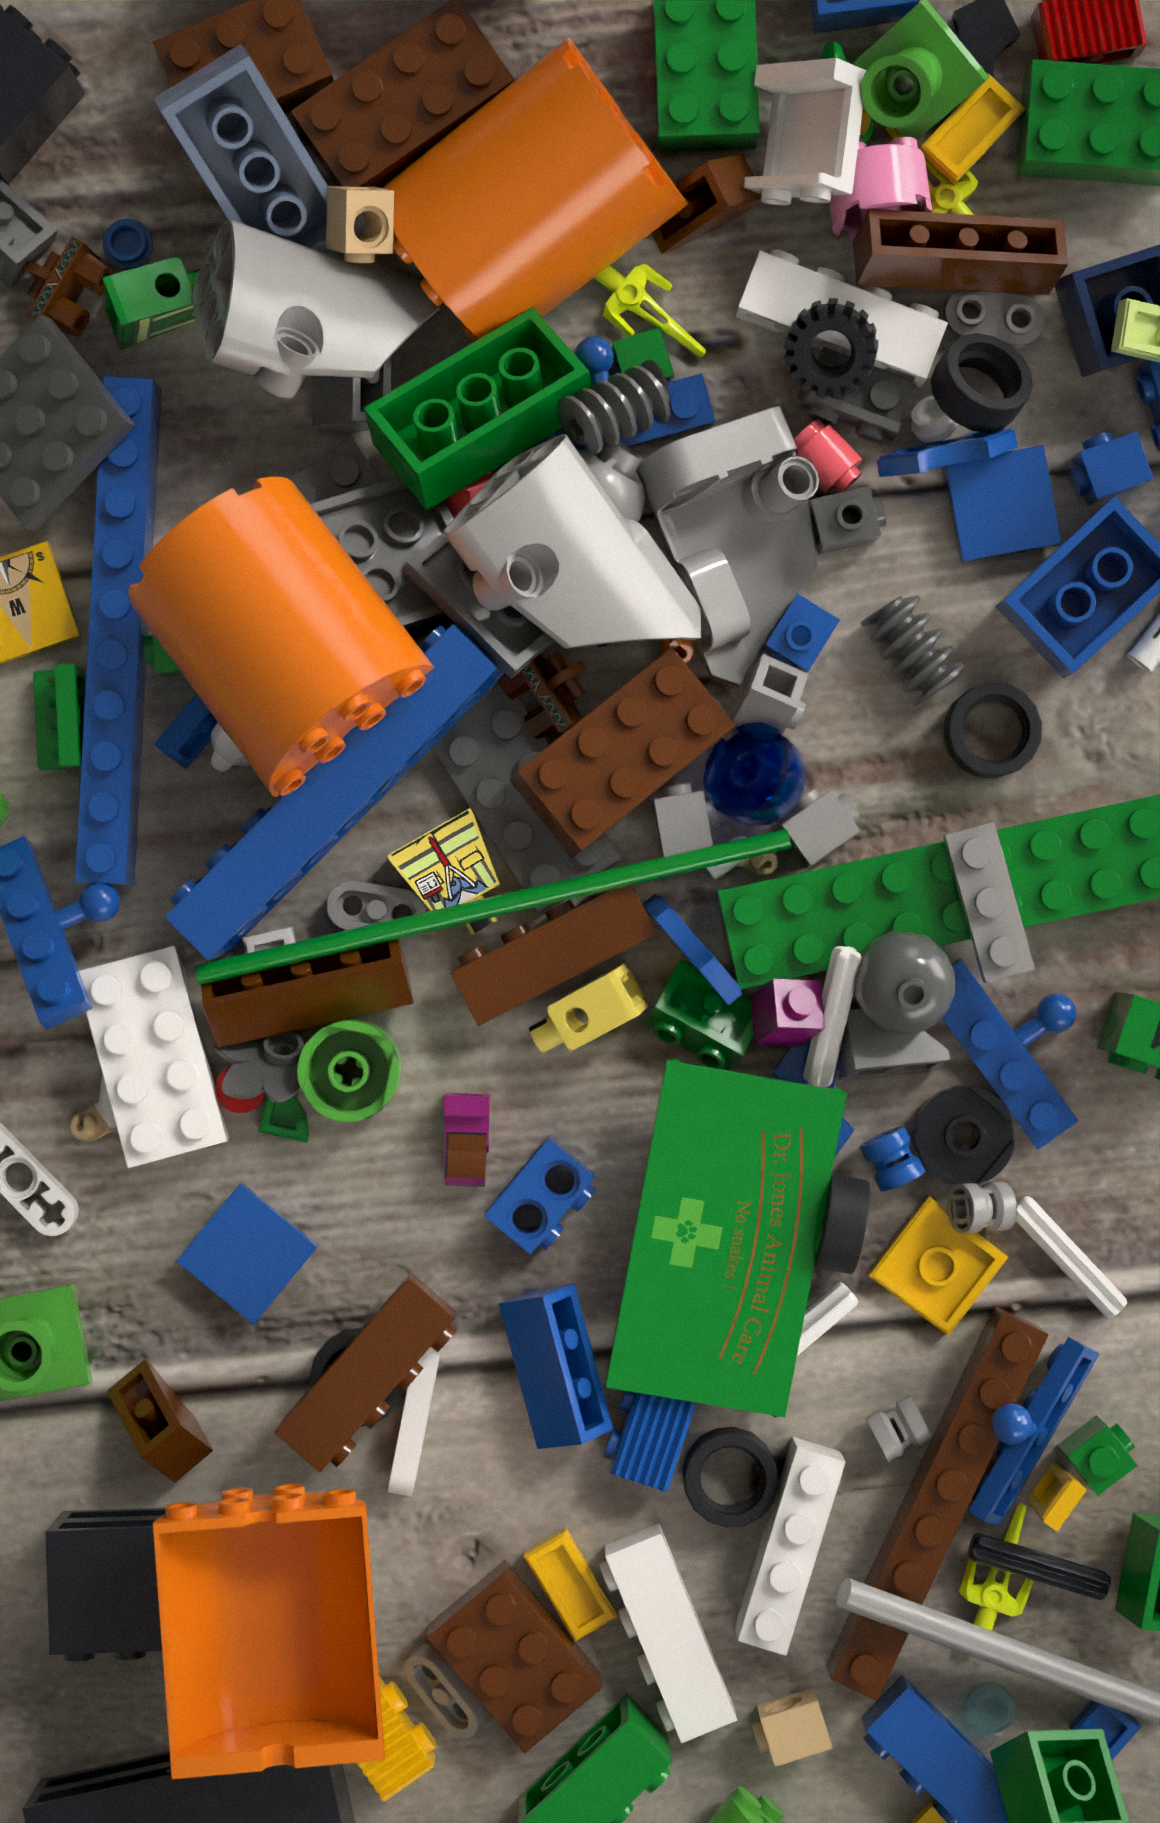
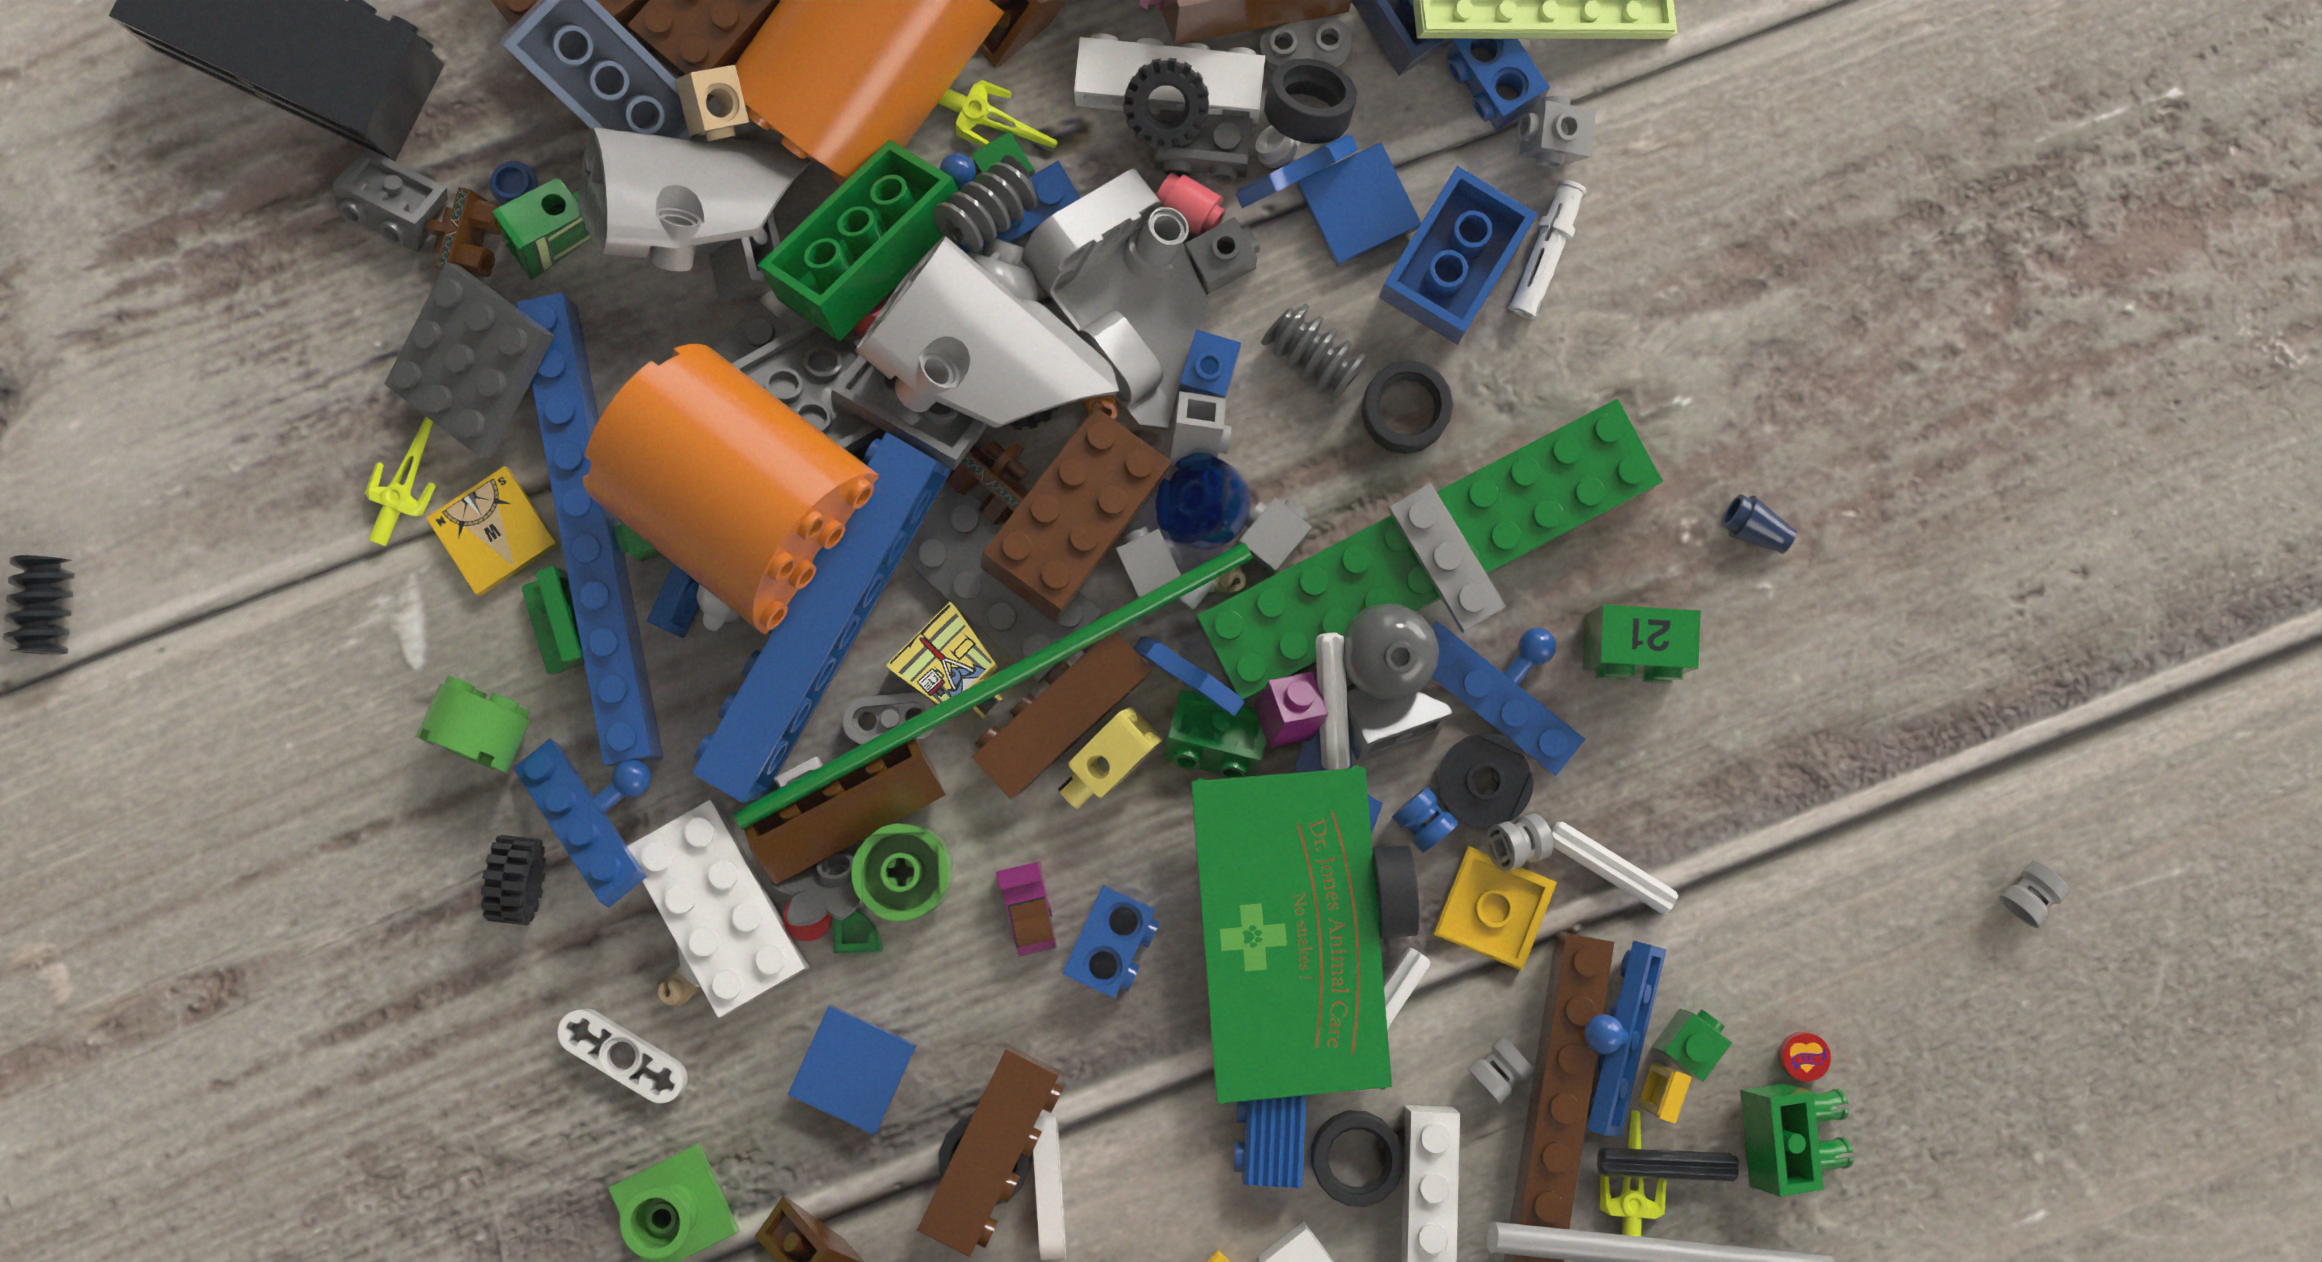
camera: 20 degrees left, 5 degrees down
(556, 1366) = (1166, 1098): blue brick -> none
(1109, 467) = (1446, 144): blue brick -> none

